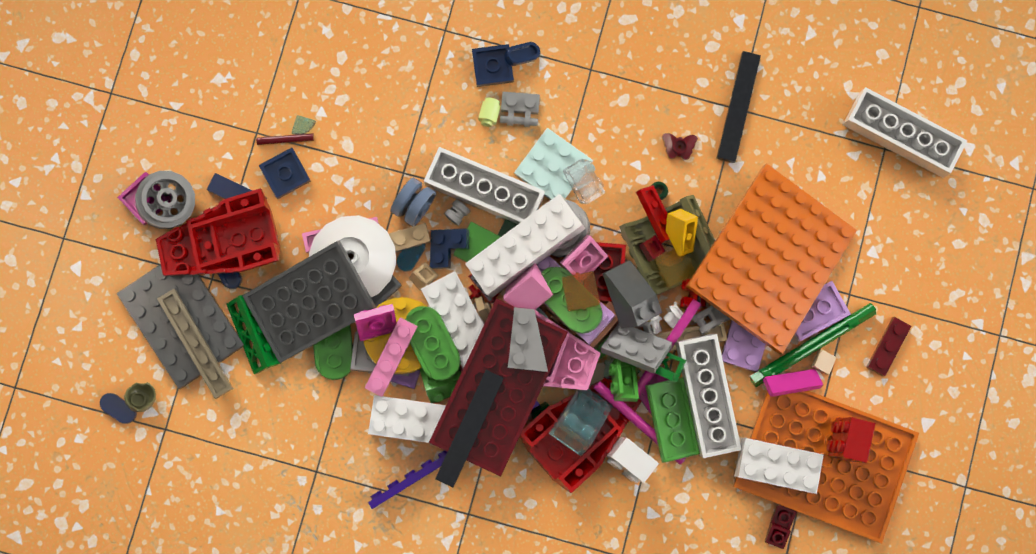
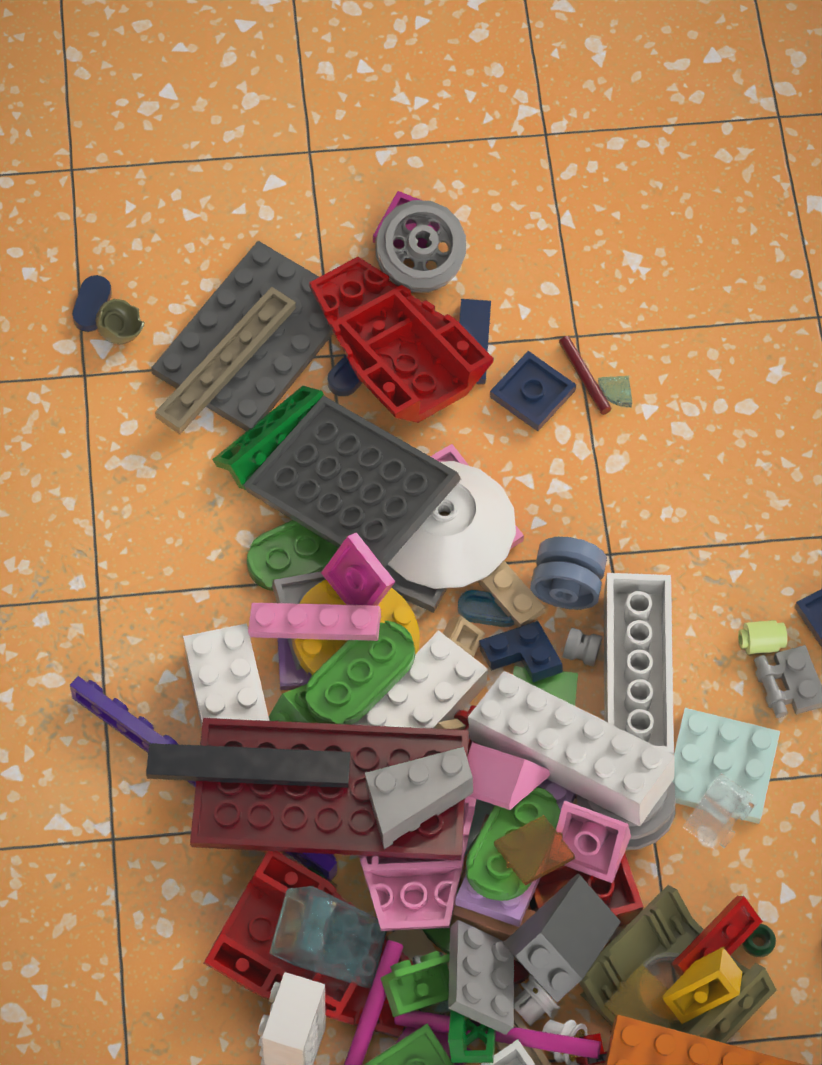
camera: 70 degrees right, 20 degrees down
(652, 248) = (656, 953): dark red plate -> none

